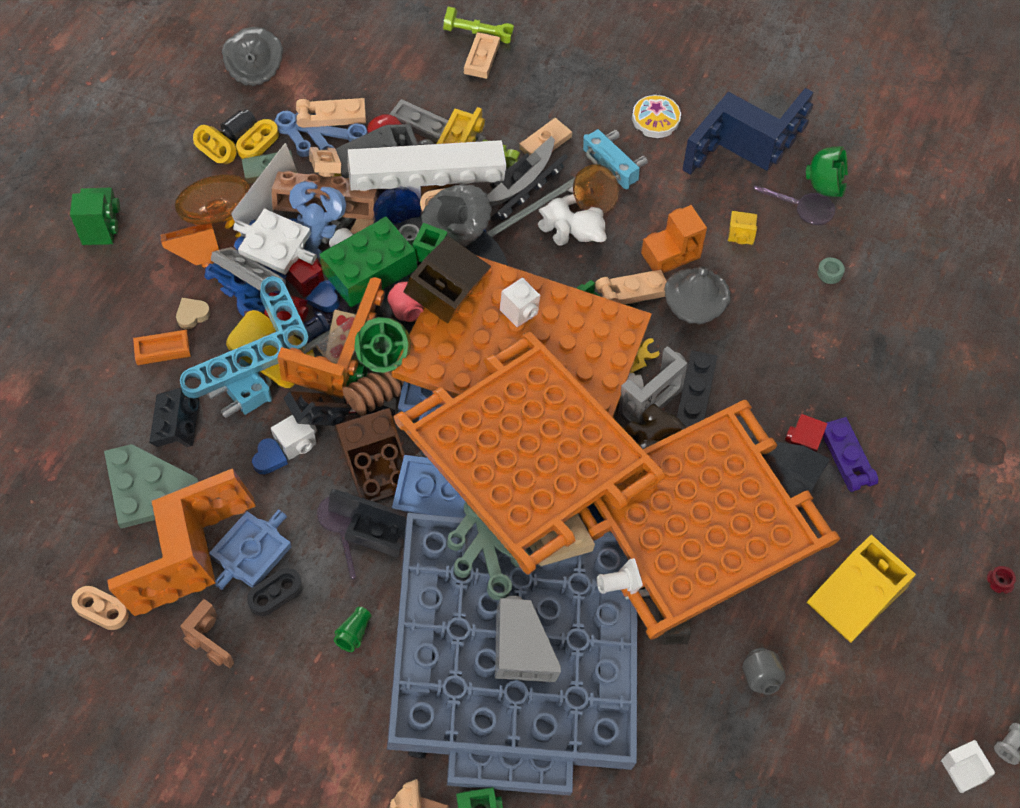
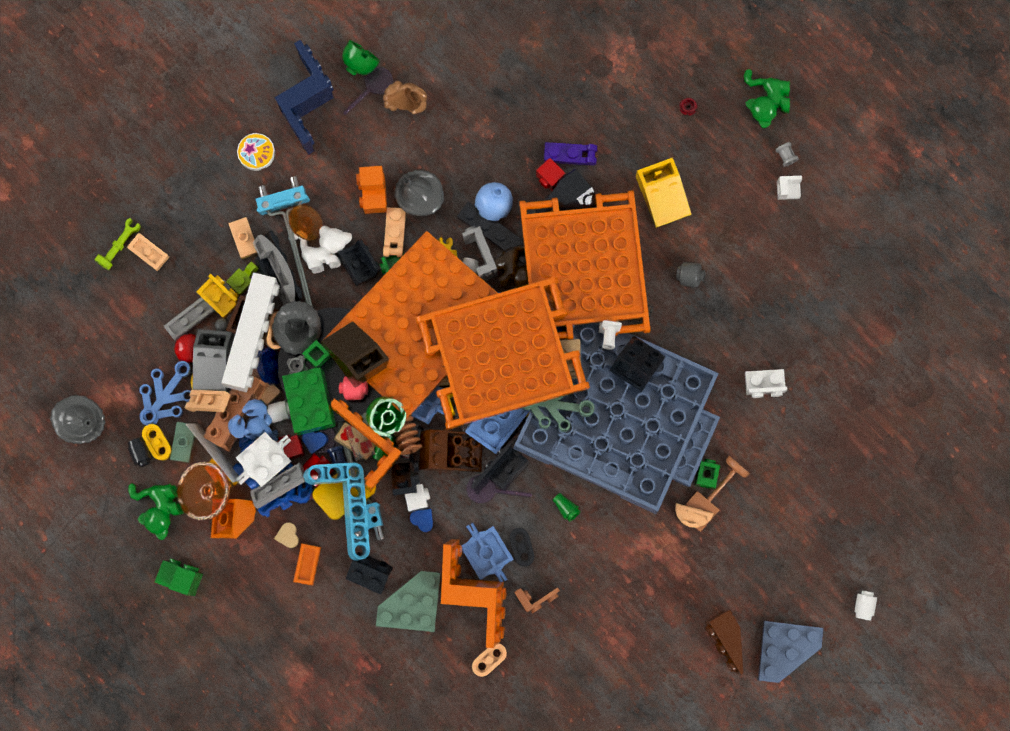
camera: 65 degrees left, 20 degrees up
(164, 169) = (157, 518): none -> green animal
(216, 146) = (149, 474): yellow plate -> none
(330, 112) = (156, 380): light nougat plate -> none
(519, 302) = (393, 314): white brick -> none
(522, 643) = (627, 409): light grey slope -> none
(573, 262) = (359, 263): none -> black bracket
(597, 633) = (637, 363): none -> black bracket
(732, 381) = (494, 201): none -> light blue cylinder
(742, 227) = (375, 137): yellow bracket -> none
(810, 234) = (405, 97): none -> medium nougat hair
(830, 270) = (434, 96): sand green tile -> none

